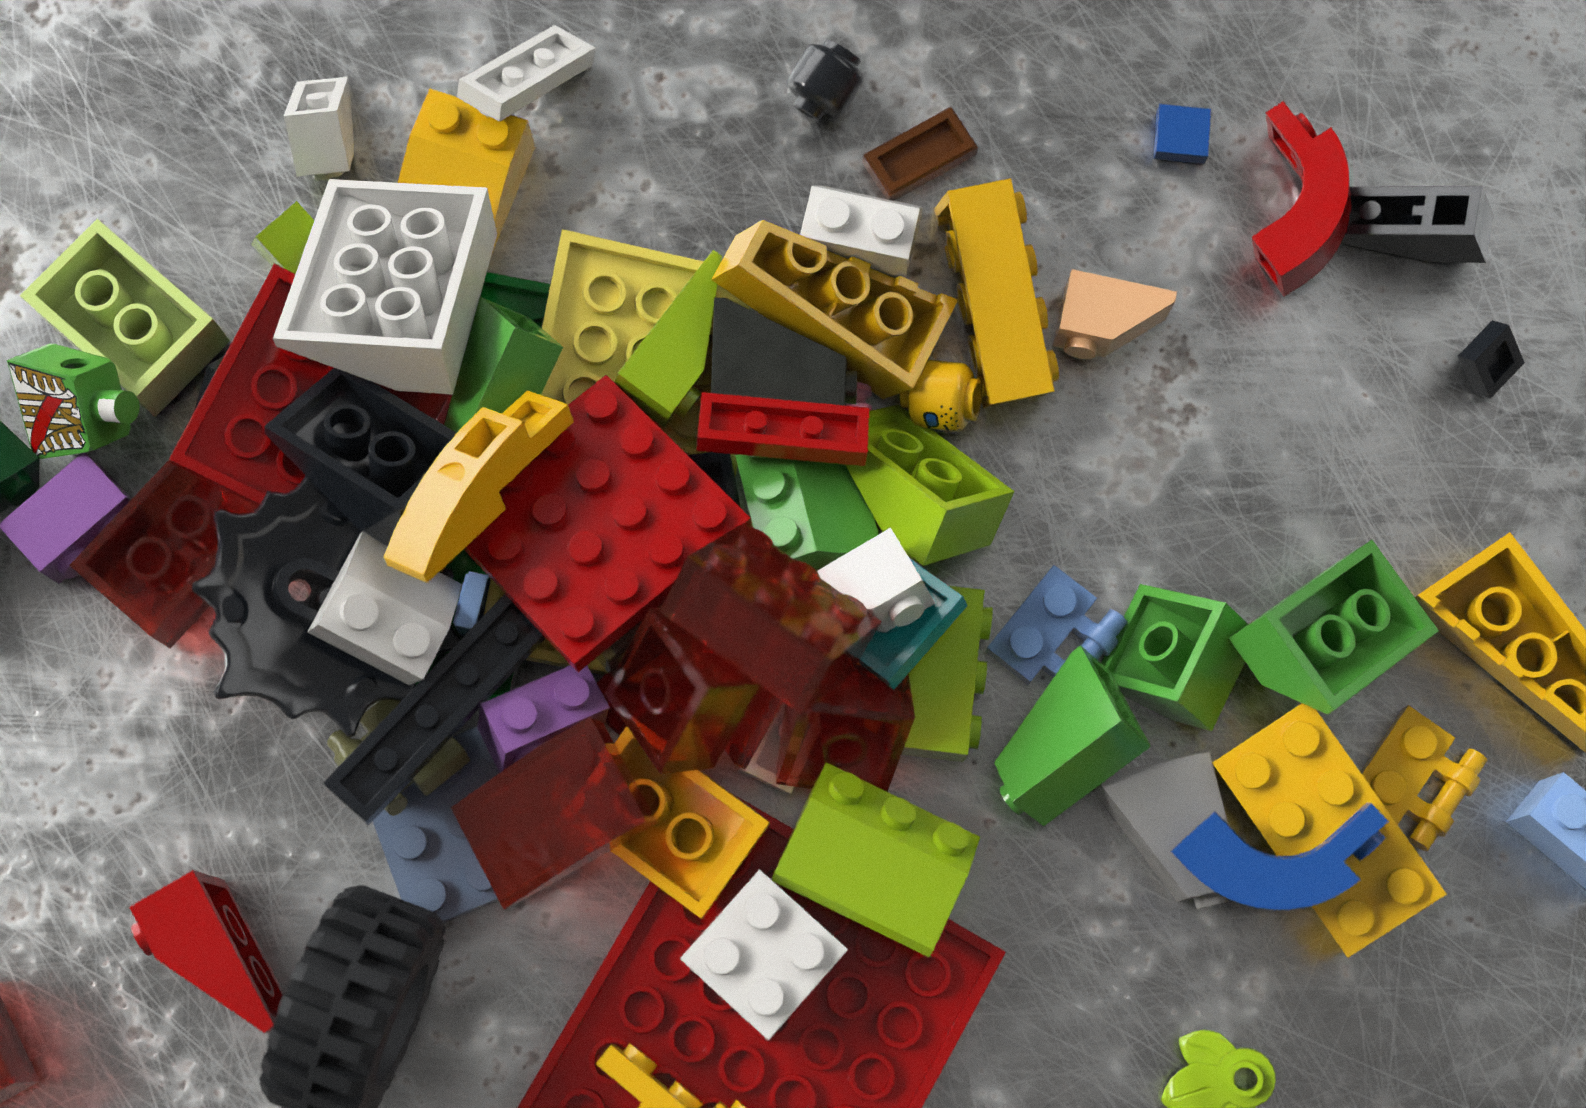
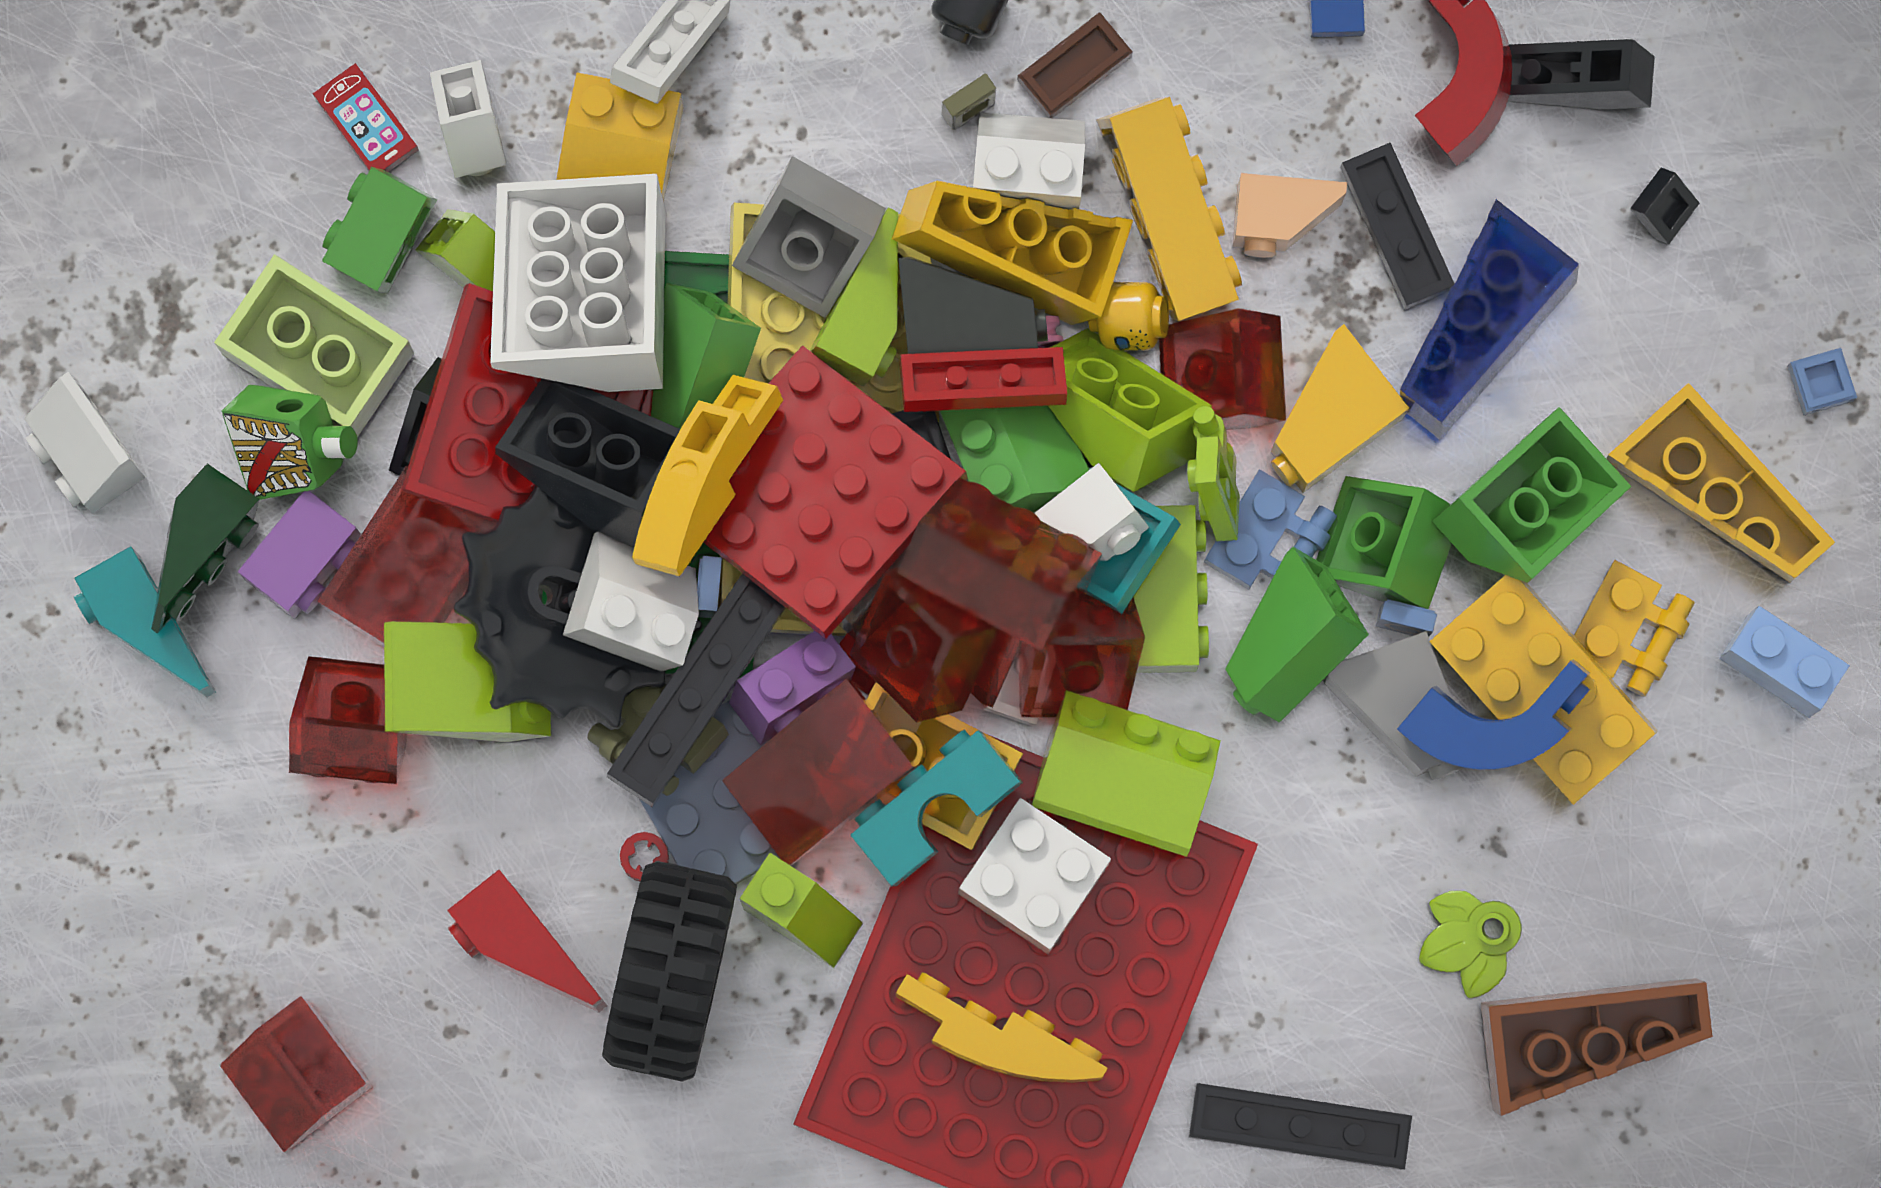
camera: 10 degrees left, 5 degrees up
(89, 693) = (341, 724): none -> clear red slope
(169, 667) = (445, 687): none -> lime slope
(212, 215) = (377, 229): none -> bright green brick
(225, 118) = (365, 120): none -> tile
(352, 866) = (629, 851): none -> red bush
(510, 956) = (800, 910): none -> lime slope
(620, 890) = (895, 834): none -> teal arch
(628, 268) = (809, 237): none -> light grey slope
(811, 169) = (969, 102): none -> olive tile
(1008, 561) = (1214, 475): none -> lime plate
(1040, 454) = (1231, 364): none -> clear red slope
(1139, 519) = (1336, 414): none -> yellow slope
(1187, 736) = (1405, 618): none -> medium blue tile
(1220, 345) = (1397, 226): none -> black plate
(1306, 439) = (1490, 312): none -> clear blue wedge

